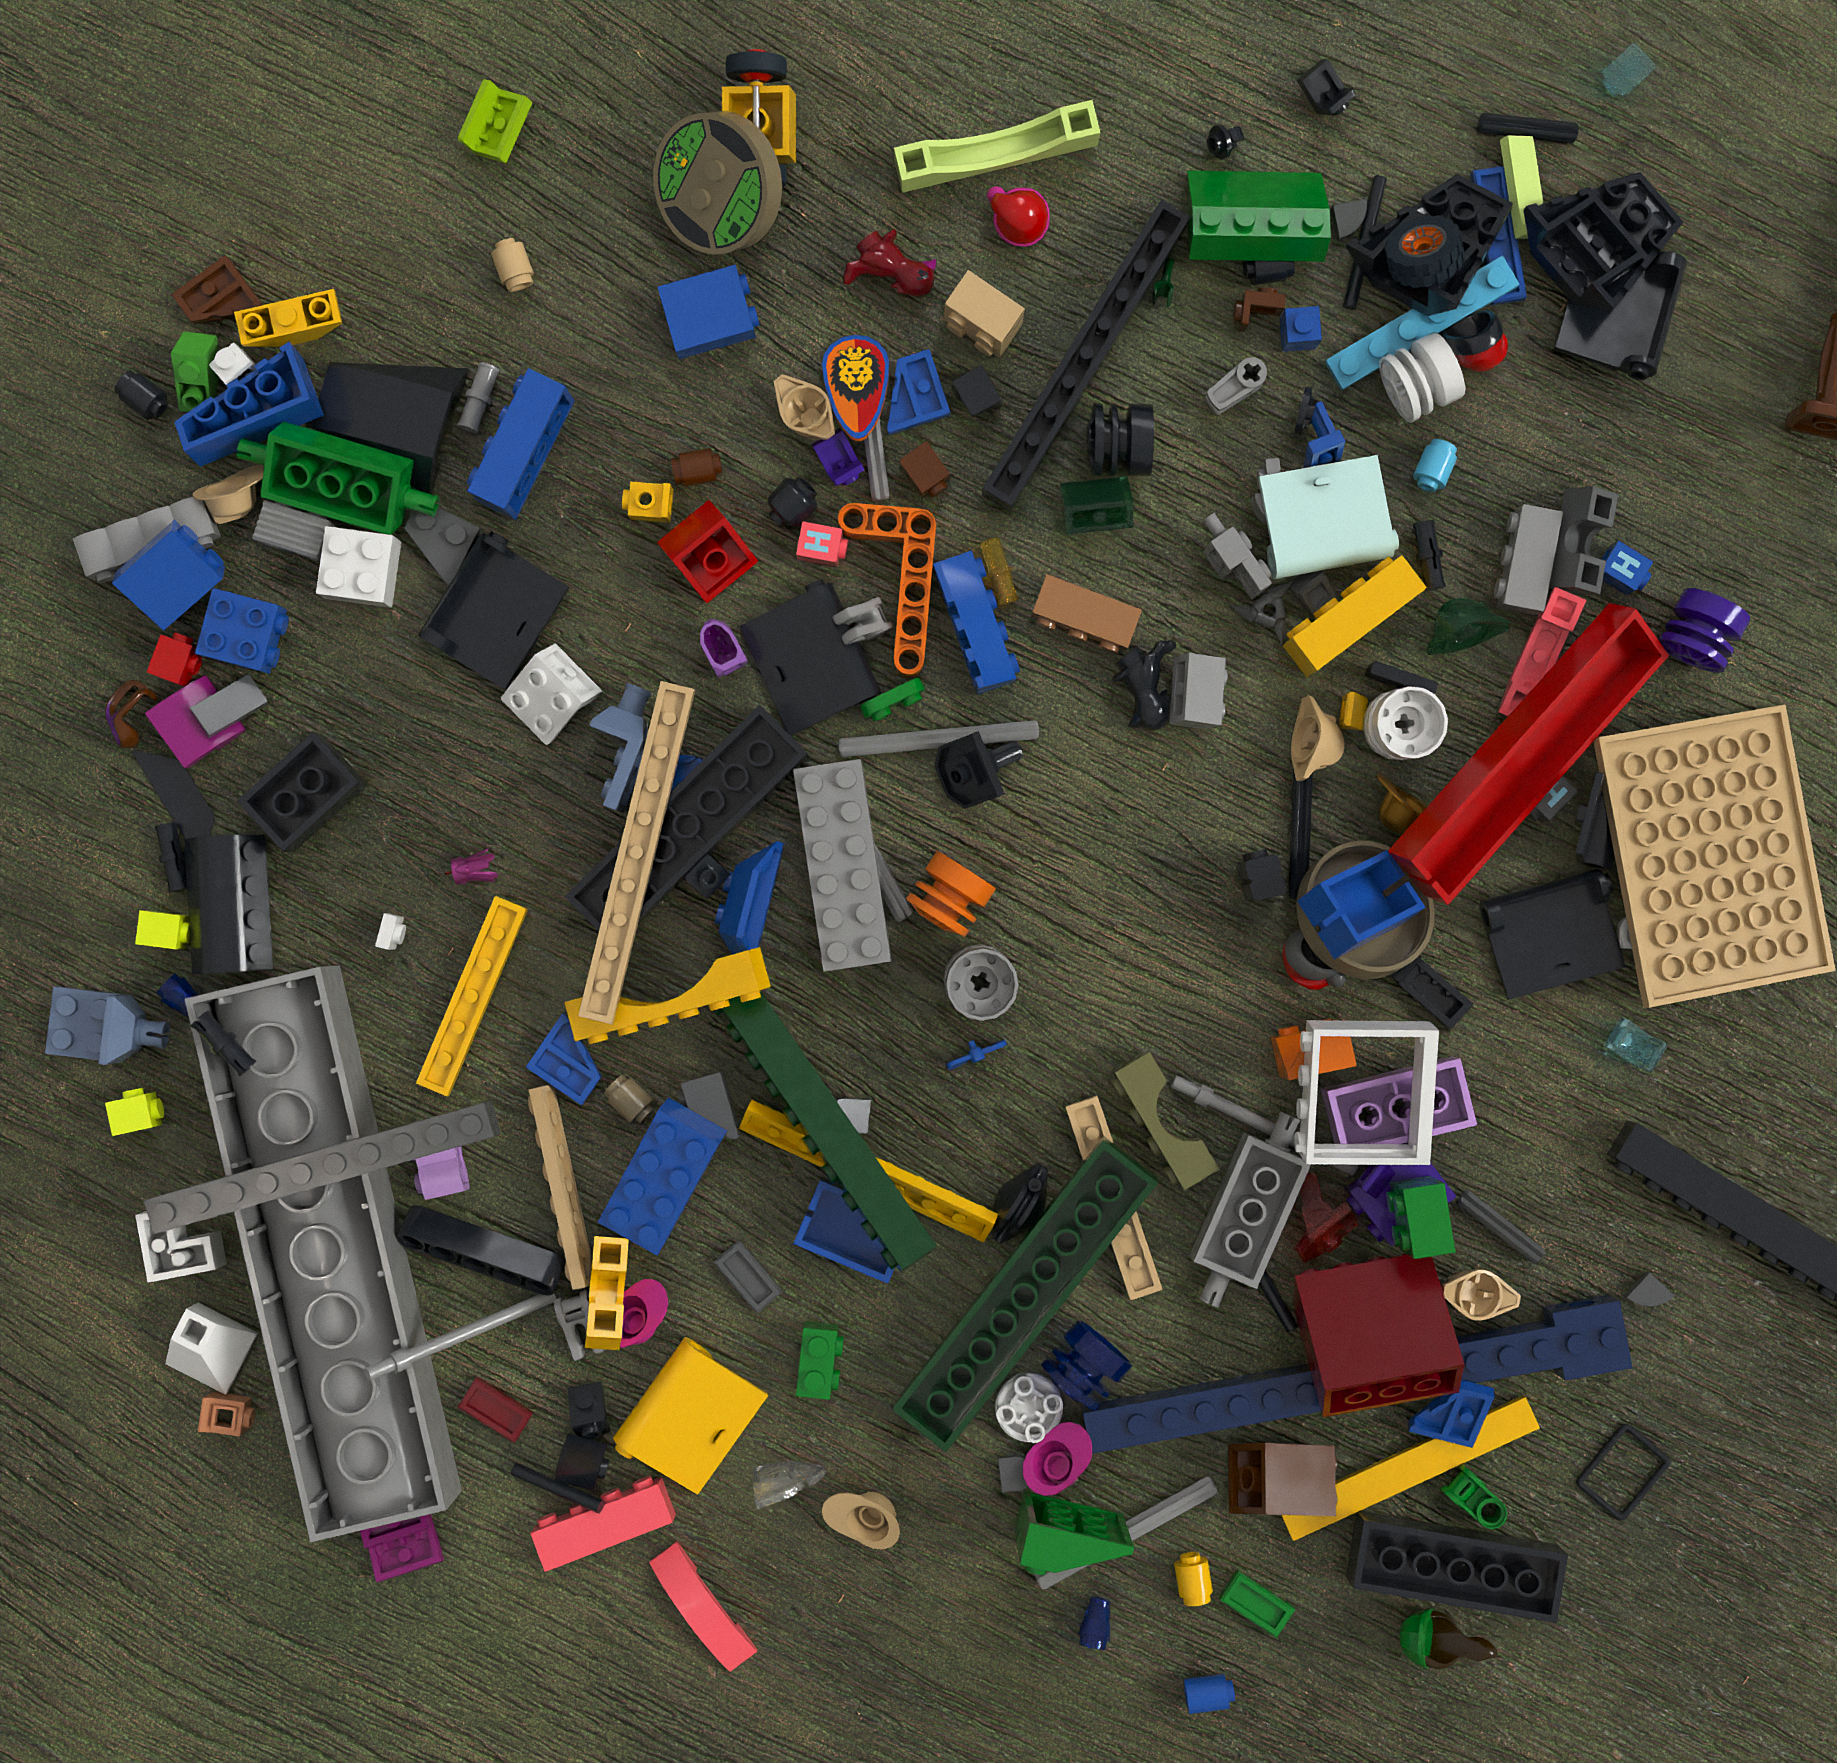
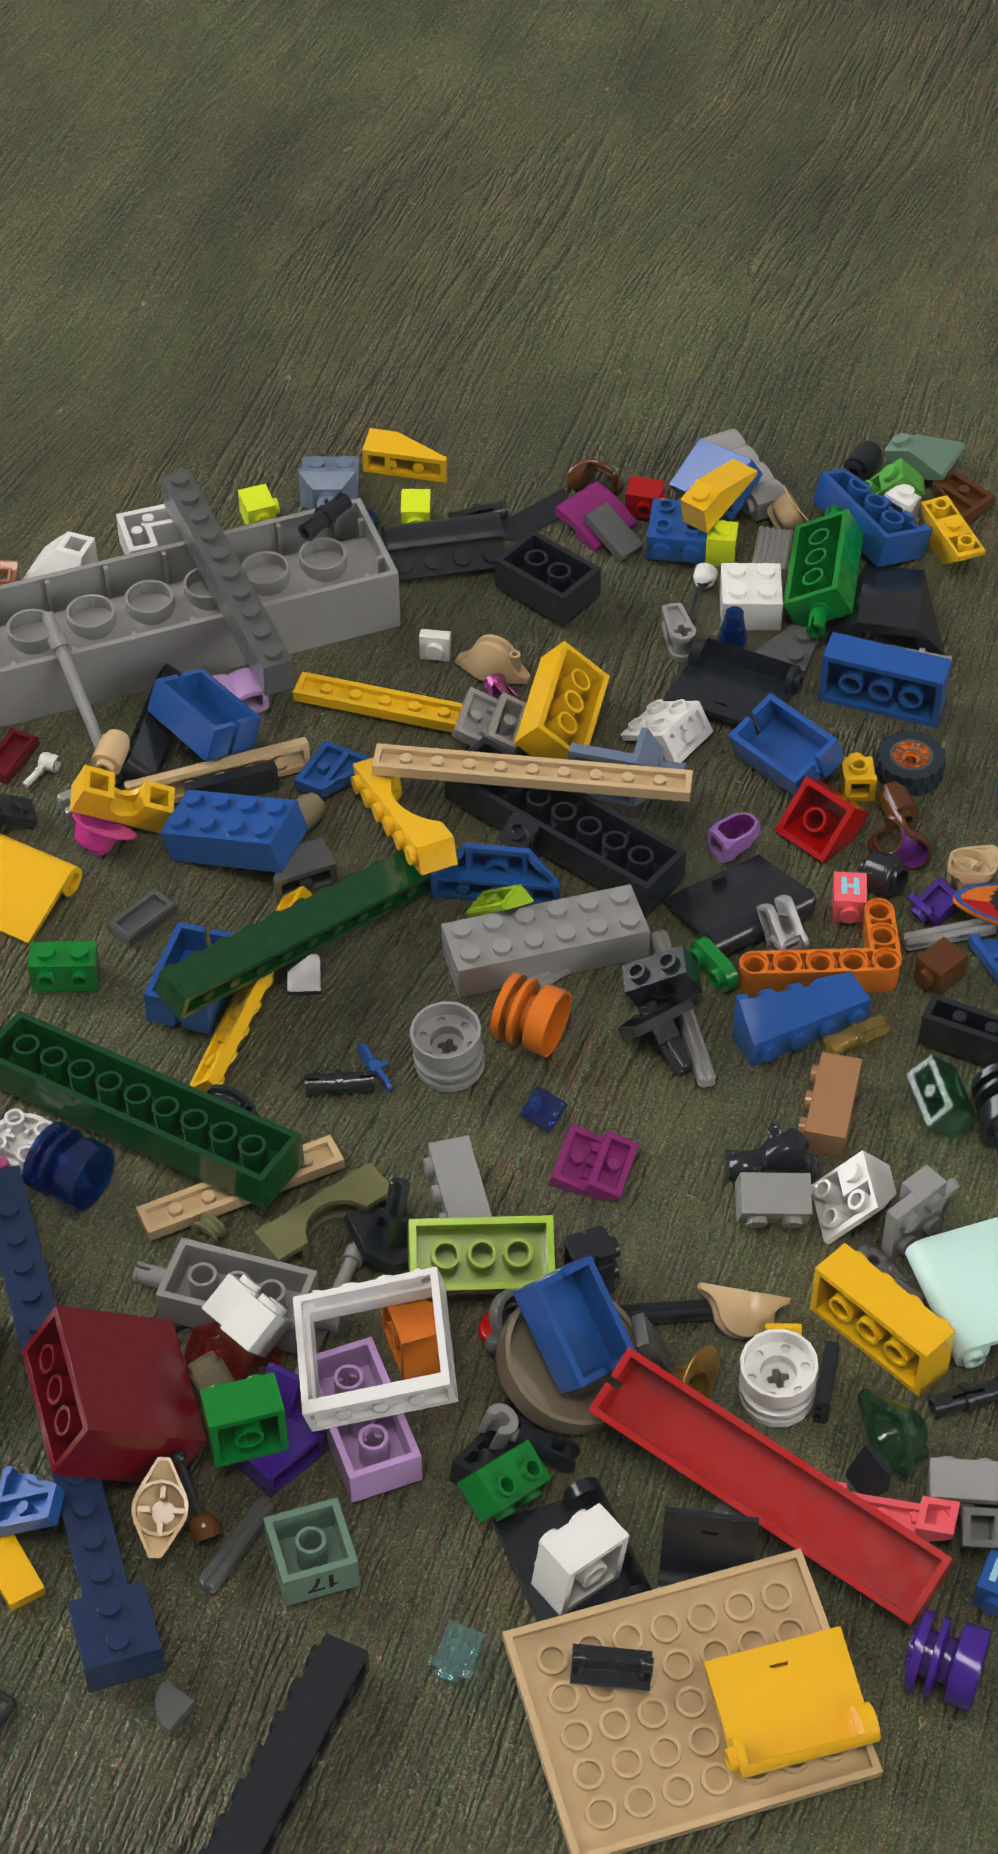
camera: 80 degrees right, 40 degrees down
(58, 944) = (401, 456): none -> yellow slope
(147, 323) = (926, 454): none -> sand green slope
(219, 578) = (715, 493): none -> yellow slope
(266, 584) = (721, 543): none -> neon yellow brick
(315, 613) = (704, 578): none -> white hinge
(398, 657) = (677, 631): none -> light grey piece
(417, 601) = (733, 627): none -> clear blue cone
(423, 869) = (491, 656): none -> tan hat
(497, 1199) = (204, 714): none -> blue piece
(513, 1370) = (46, 762): none -> white hand
(524, 805) = (561, 703): none -> yellow brick
(530, 883) = (489, 717): none -> light grey plate
(534, 1302) = (111, 751): none -> tan brick
(579, 1173) = (244, 781): none -> black tile
(613, 572) = (786, 746): none -> blue piece
(641, 423) = (912, 761): none -> black wheel
(763, 466) = (913, 846): none -> piece
(796, 909) = (499, 900): none -> lime slope
(919, 755) = (662, 977): none -> black brick
(994, 1091) = (339, 1083): none -> black pin
(1053, 895) = (543, 1109): none -> clear blue tile
(1121, 854) = (593, 1164): none -> magenta slope
(1146, 990) = (456, 1179): none -> light grey brick
(1161, 1231) = (208, 1229): none -> olive bush
(1193, 1062) = (383, 1232): none -> black piece
(1203, 613) = (852, 1194): none -> white slope
(1241, 978) = (483, 1252): none -> lime brick
(1310, 1203) = (246, 1316): none -> white brick
(1358, 833) = (650, 1342): none -> dark grey tile
(1359, 1240) = (209, 1371): none -> dark tan brick
(1433, 959) = (550, 1449): none -> piece
(1483, 986) = (504, 1481): none -> green brick
(1483, 1254) = (203, 1523): none -> hinge
(1497, 659) = (869, 1472): none -> black slope
(1529, 1163) = (311, 1551): none -> sand green brick
(1580, 931) = (579, 1558): none -> white brick
(1692, 918) = (611, 1667): none -> black hinge
(1737, 772) = (792, 1711): none -> yellow door

